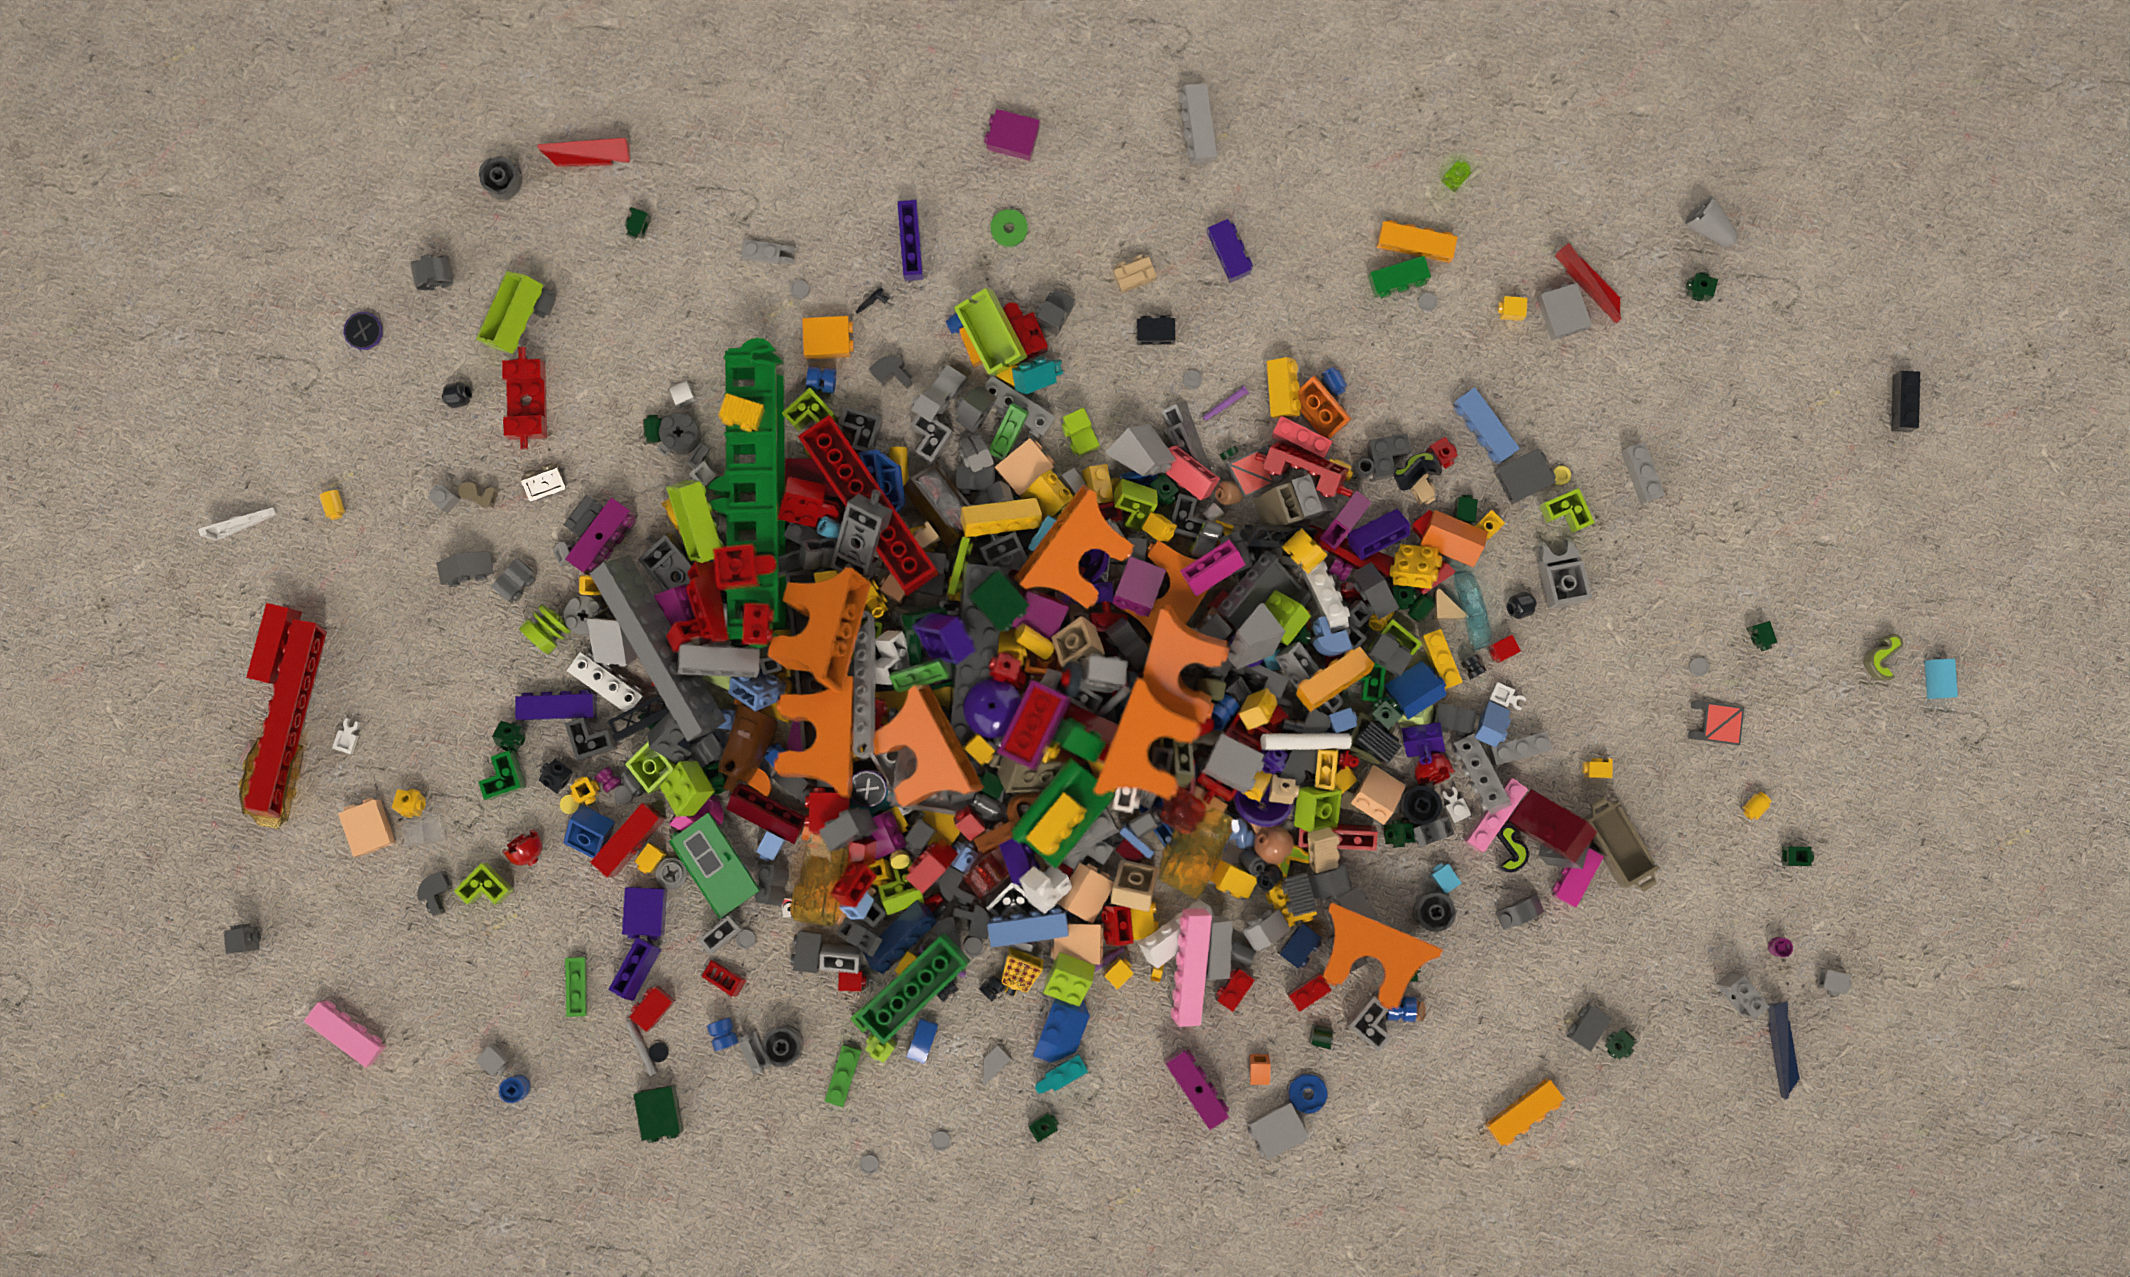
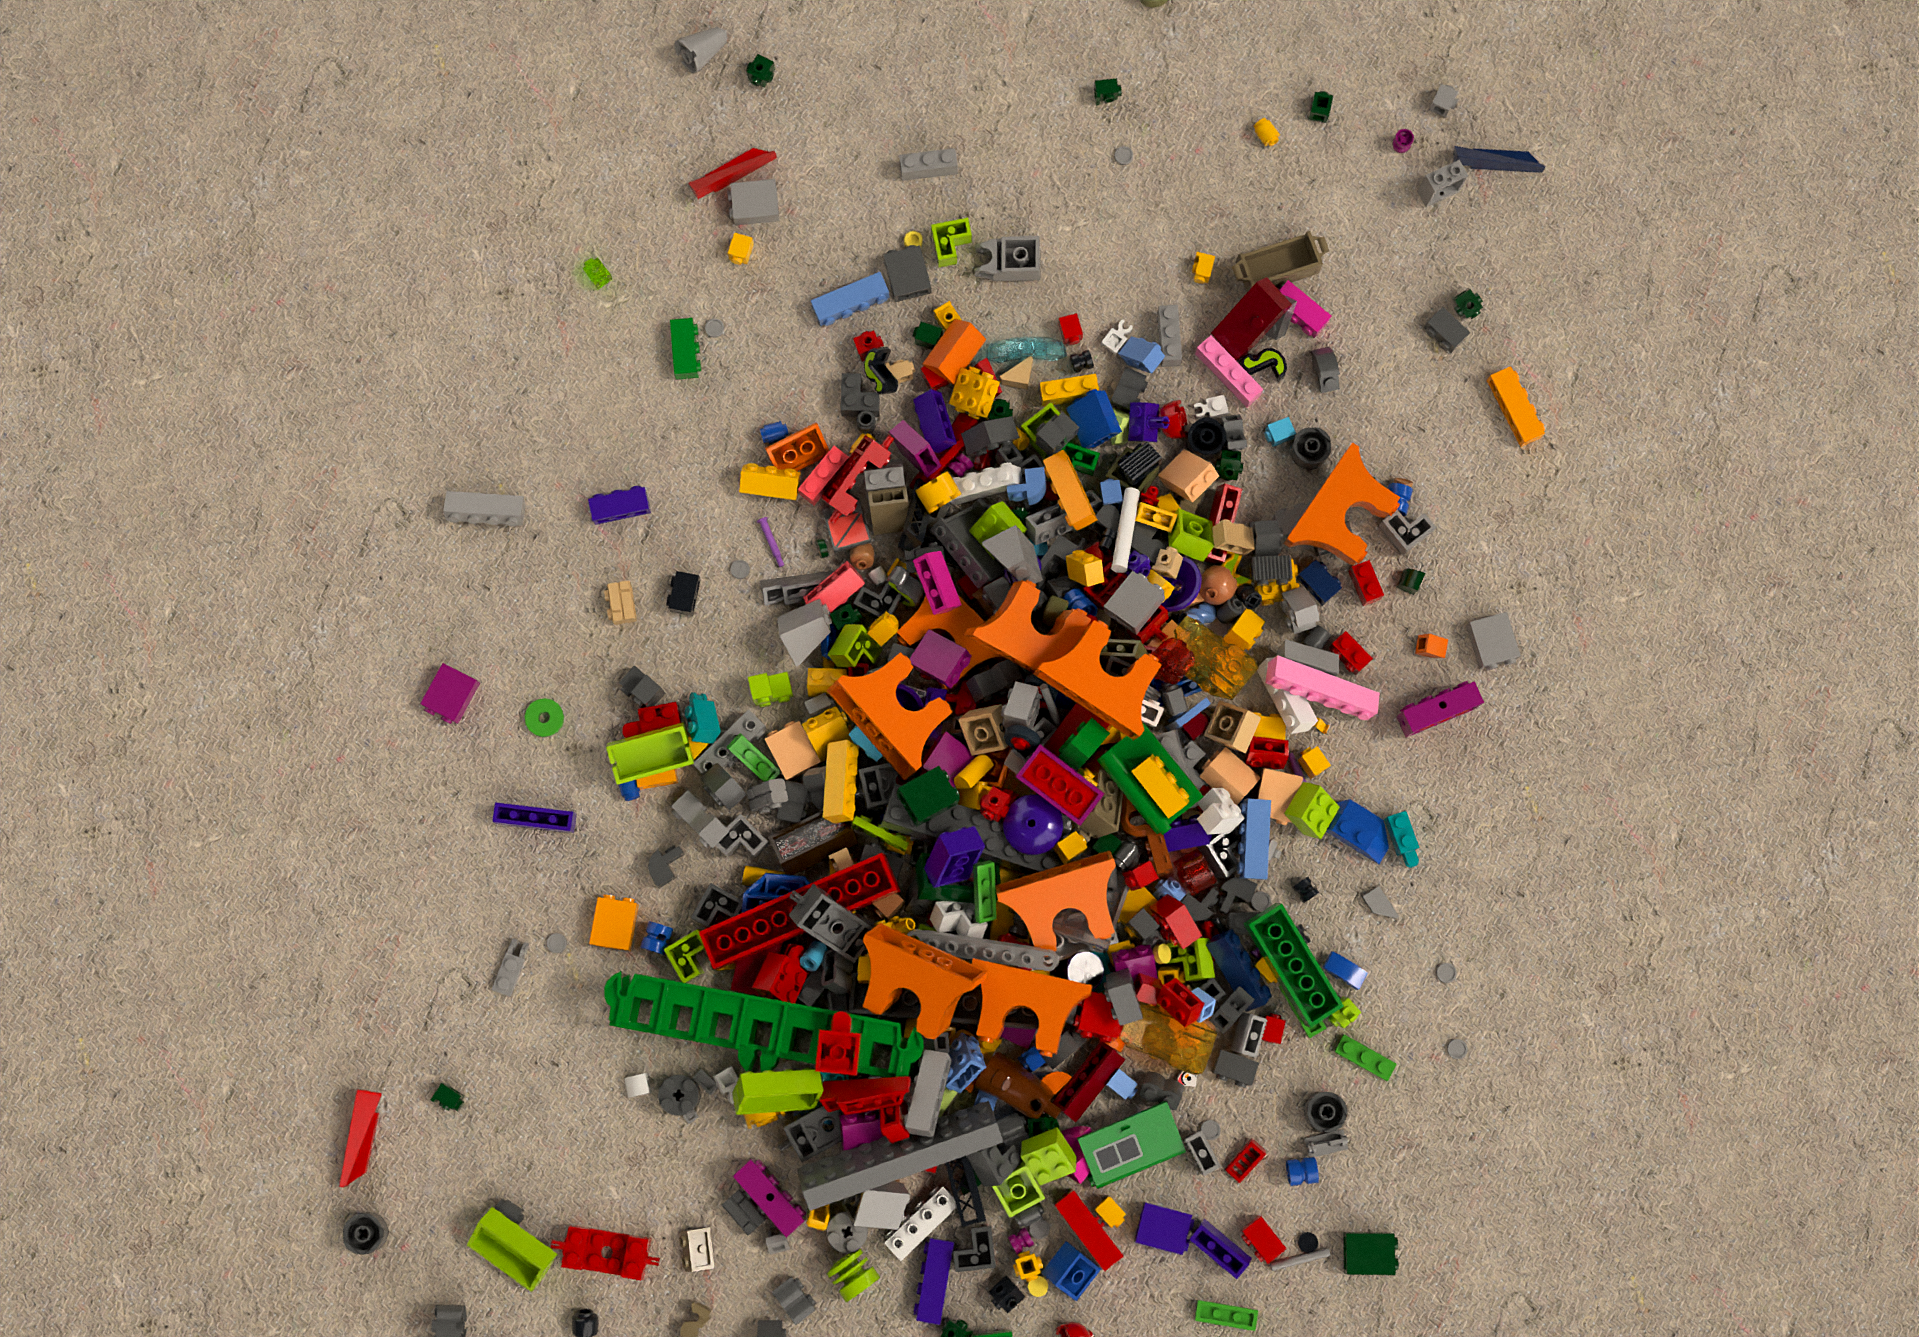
camera: 80 degrees left, 5 degrees down
(651, 428) = (667, 1123): dark green brick -> none
(663, 870) = (1138, 1197): light grey gear -> none
(741, 412) = (679, 1017): yellow brick -> none
(757, 624) = (900, 1043): red brick -> none
(872, 298) = (581, 863): black bar -> none
(1020, 971) = (1294, 857): yellow torso -> none
(1035, 1126) = (1447, 873): dark green brick -> none
(1296, 1090) = (1451, 609): blue tile -> none
(1386, 711) = (1111, 449): dark green brick -> none
(1417, 241) = (653, 324): light orange brick -> none
(1421, 607) = (1015, 397): dark green brick -> none
(1482, 773) = (1187, 374): light grey brick -> none
(1521, 605) = (1031, 304): black head -> none
(1721, 723) = (1181, 147): flag -> none

